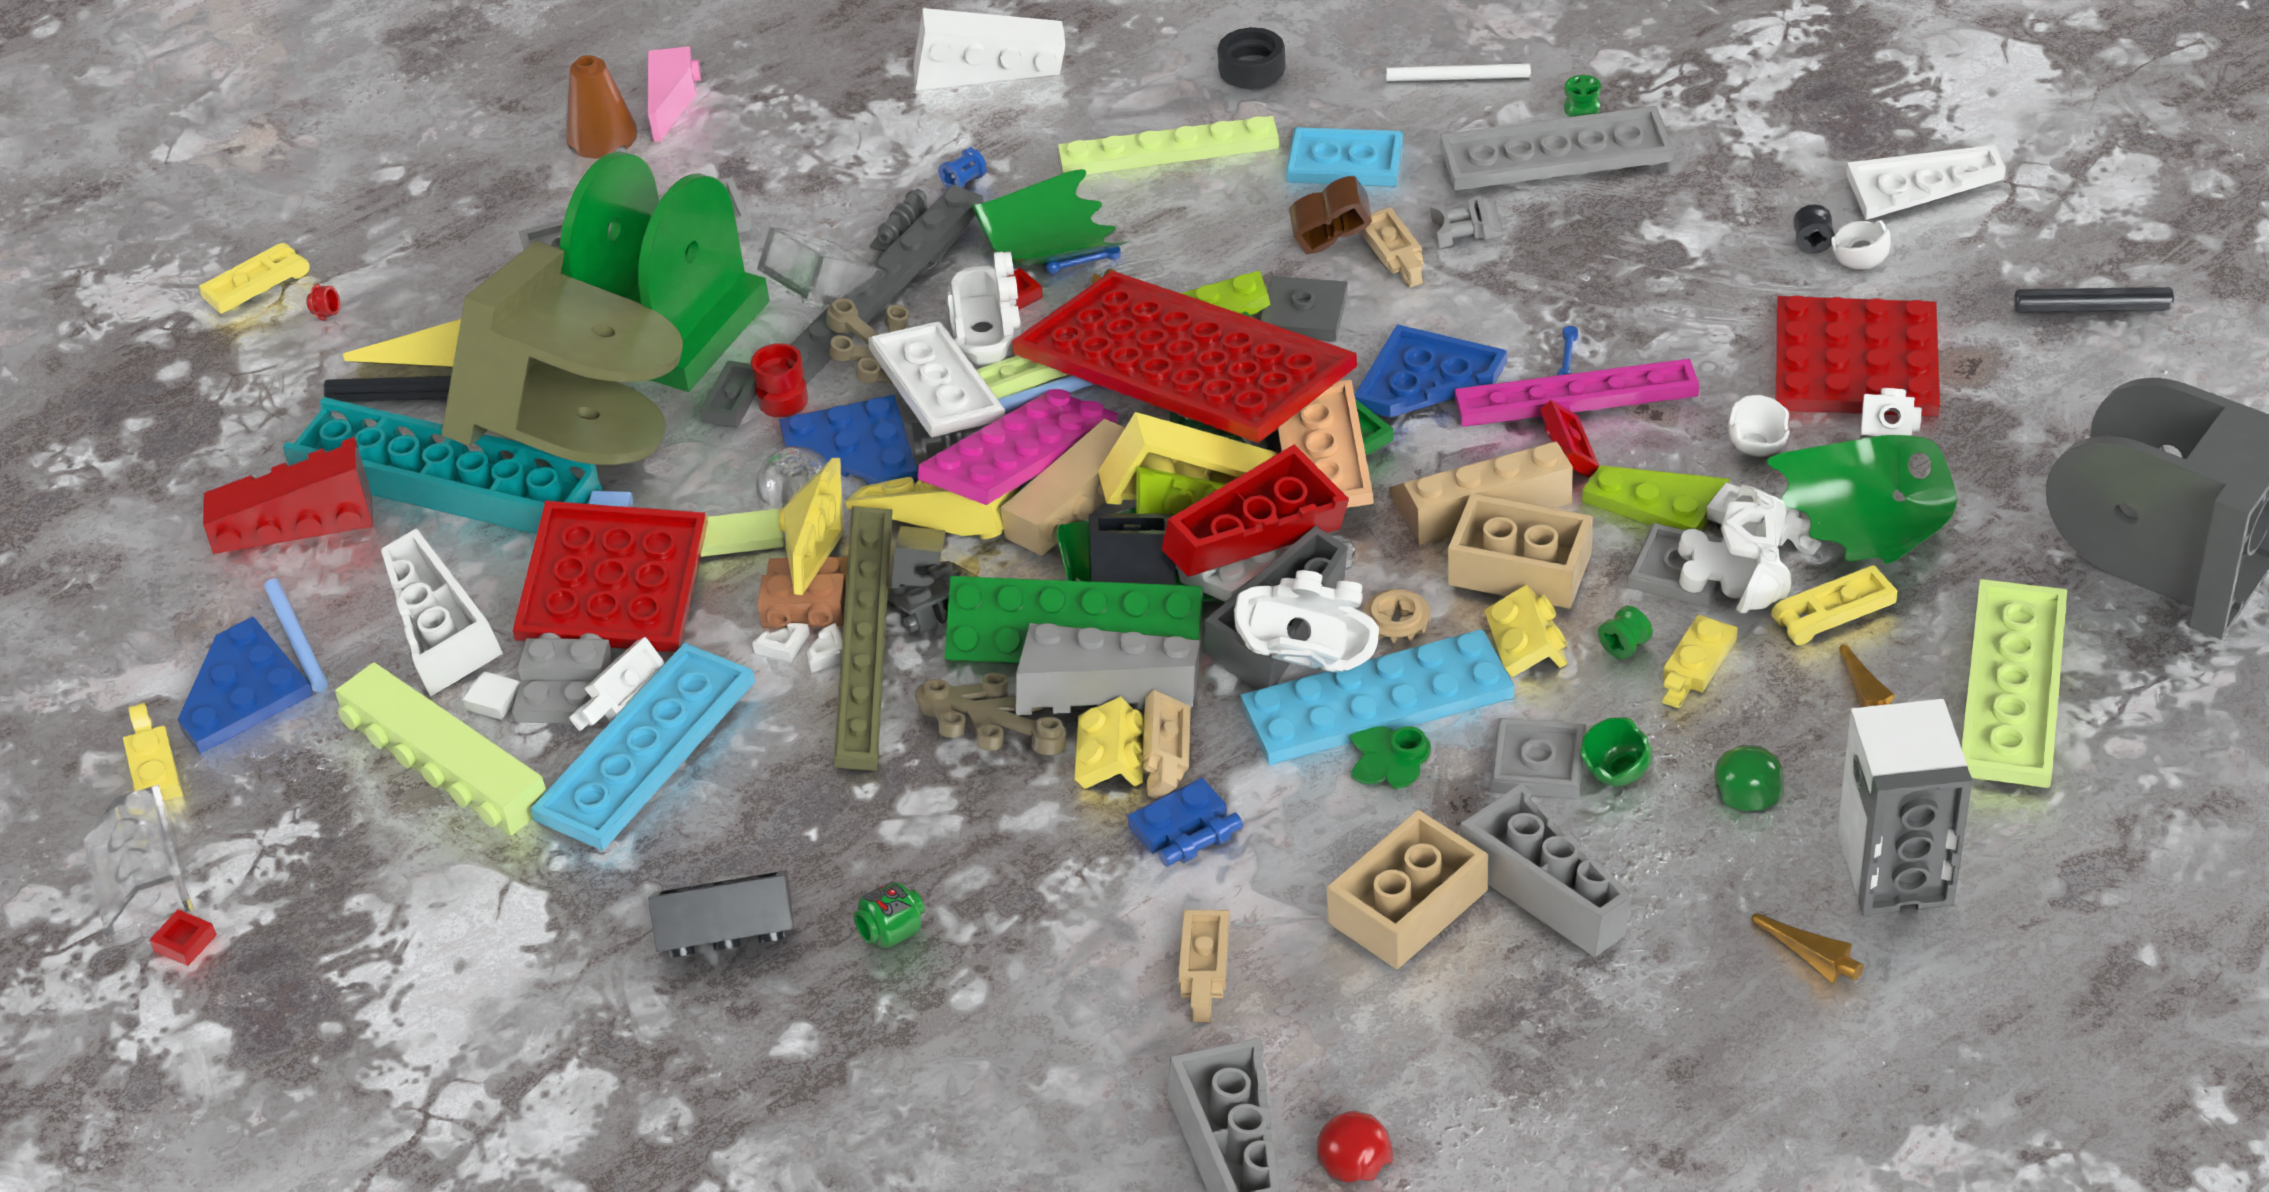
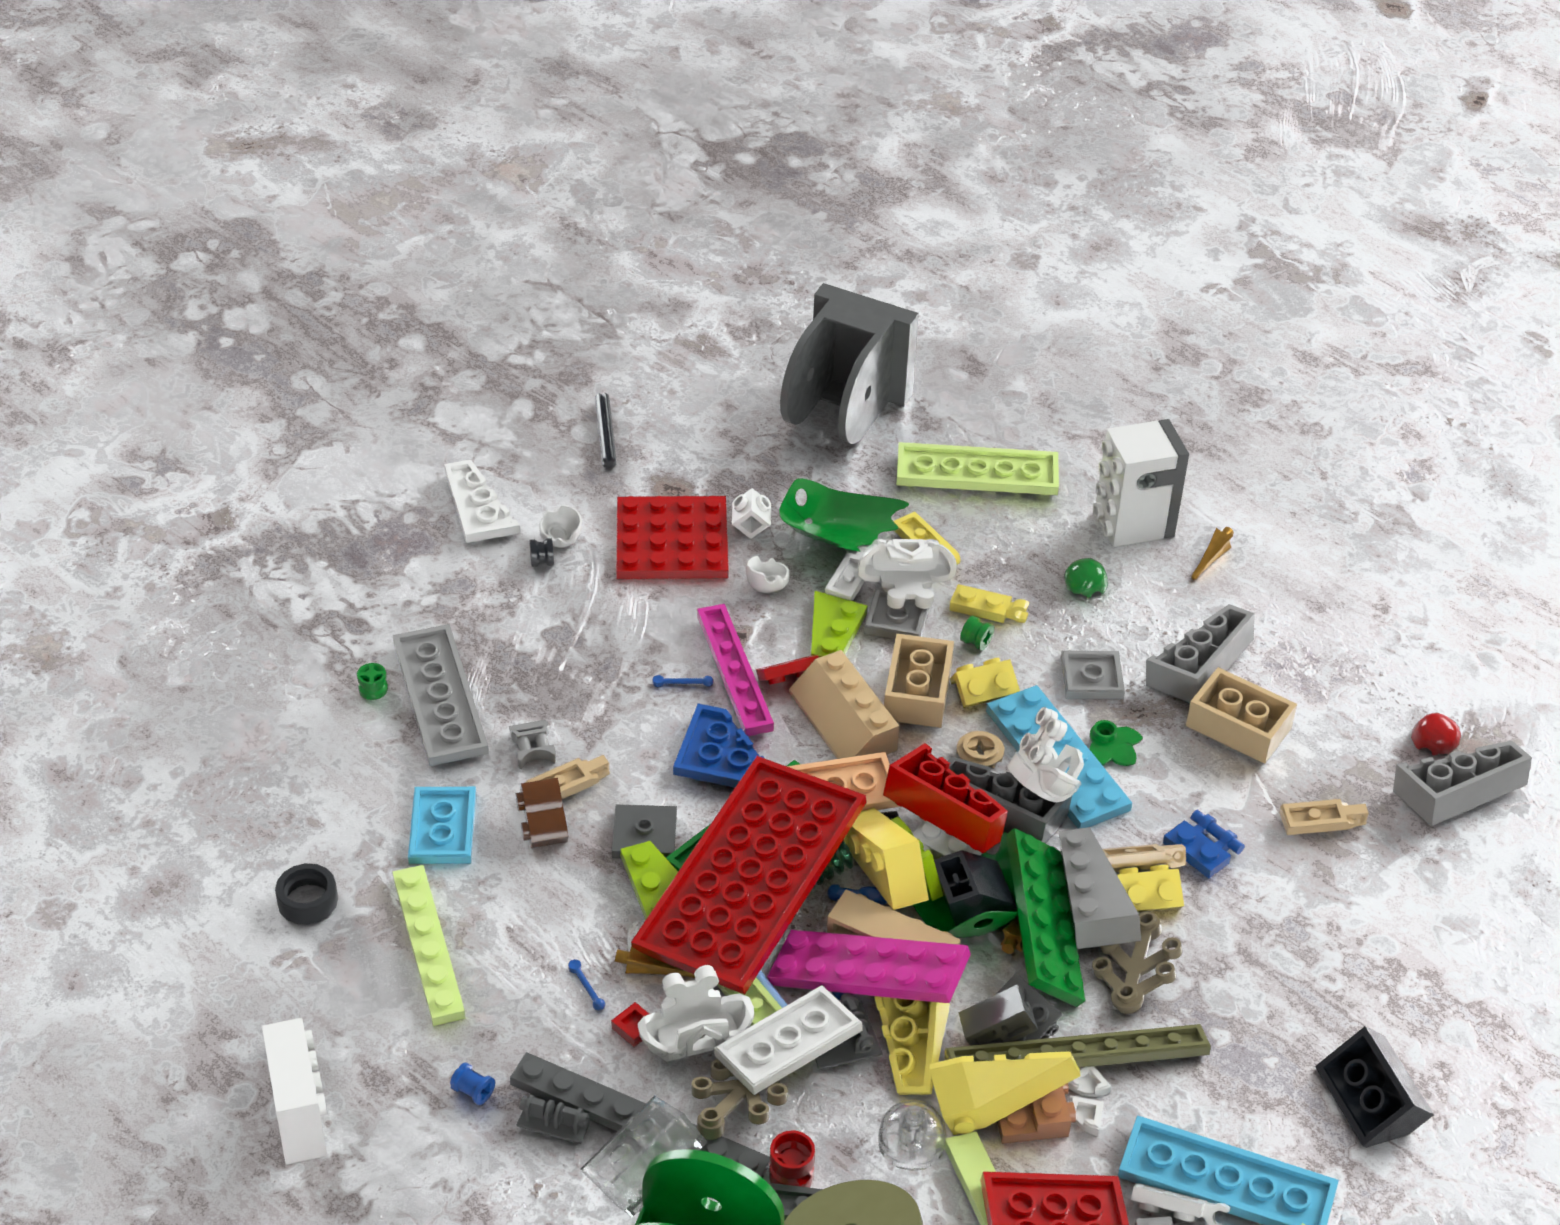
camera: 105 degrees left, 0 degrees up
(862, 434) = (843, 1107): blue plate -> none
(889, 915) = (1350, 984): green head -> none
(1044, 222) = (560, 1010): green piece -> none
(1459, 72) = (326, 762): white bar -> none
(1616, 751) = (1091, 629): green hair -> none
(1867, 686) = (1002, 527): pearl gold piece -> none

